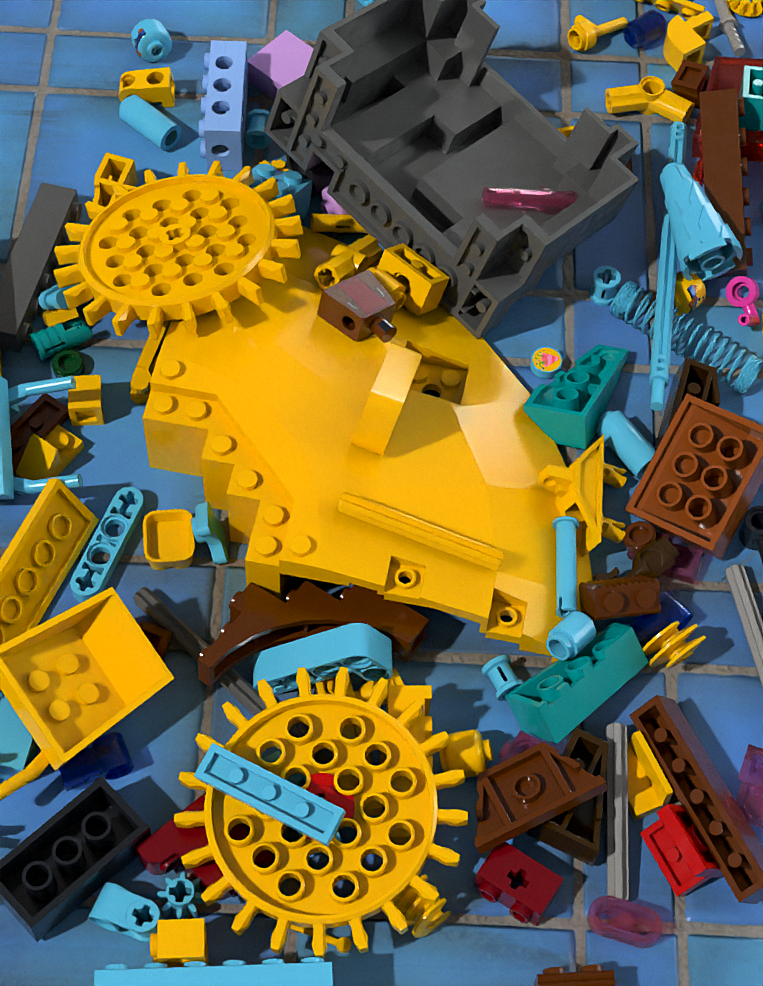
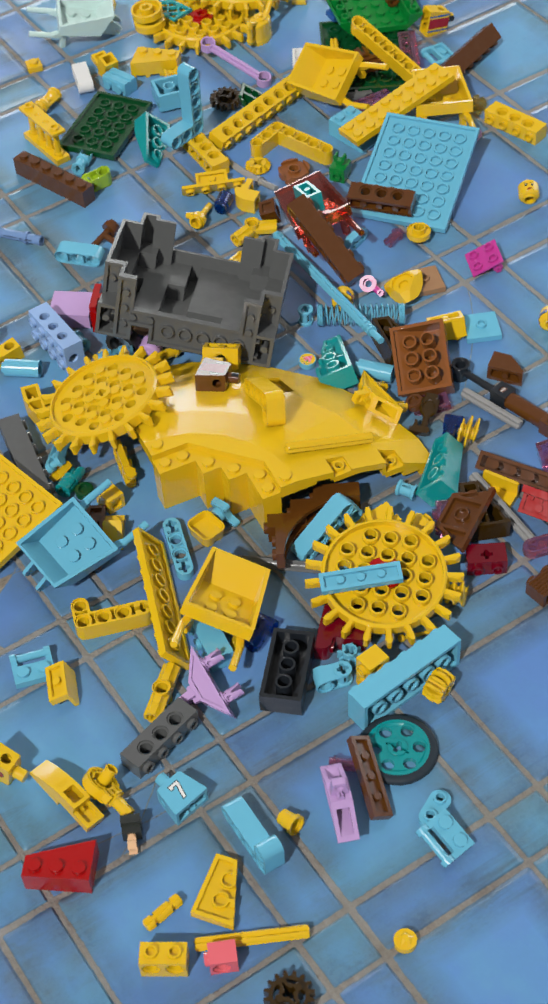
camera: 30 degrees left, 10 degrees down
(347, 261) = (186, 365): yellow piece -> none
(527, 198) = (248, 292): clear pink pin -> none
(566, 565) = (383, 414): medium azure pin -> none
(570, 635) = (423, 451): medium azure brick -> none
(620, 597) = (429, 426): reddish brown brick -> none
(700, 235) = (331, 263): medium azure cone -> none

